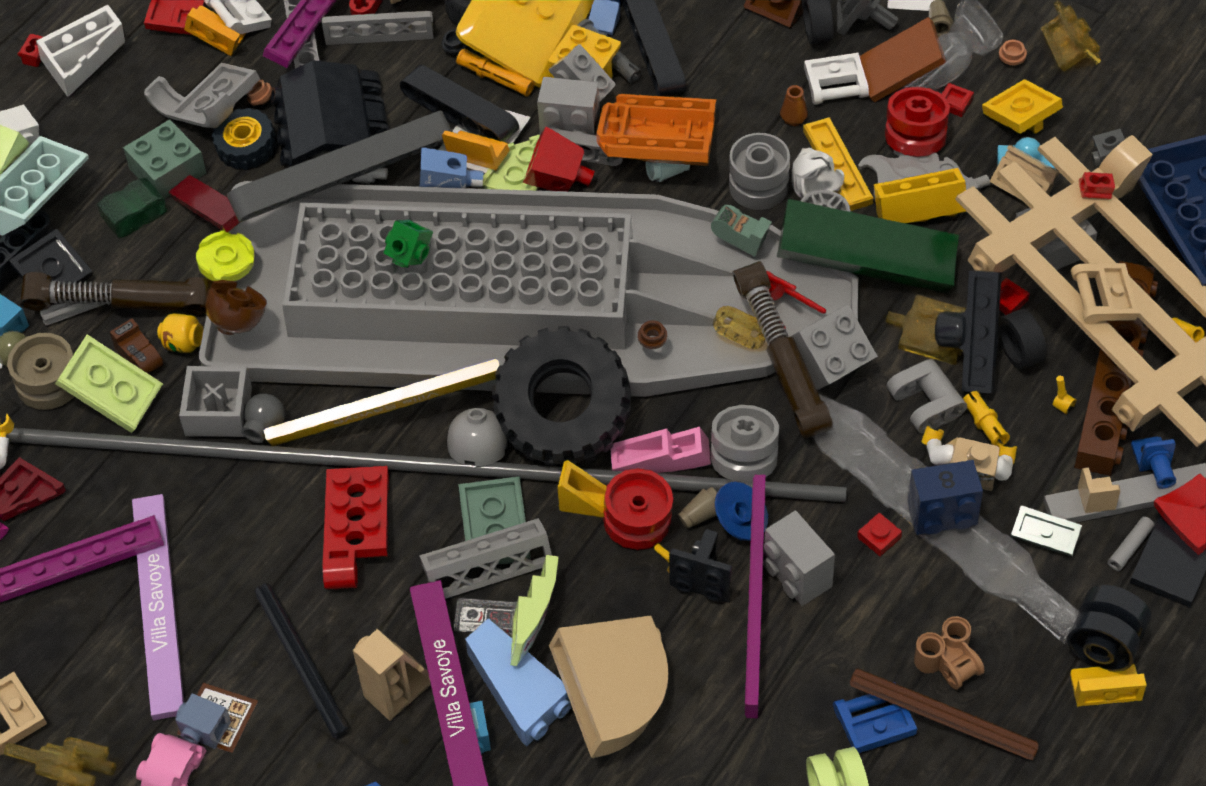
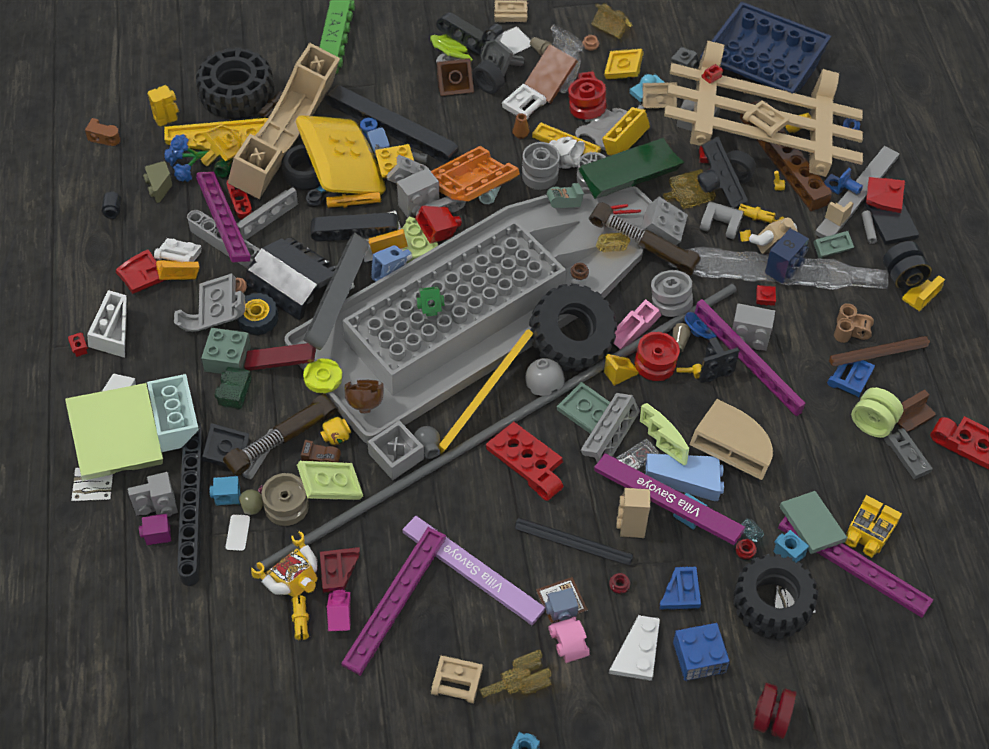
camera: 45 degrees left, 0 degrees up
(293, 742) = (619, 578): none -> dark red plate

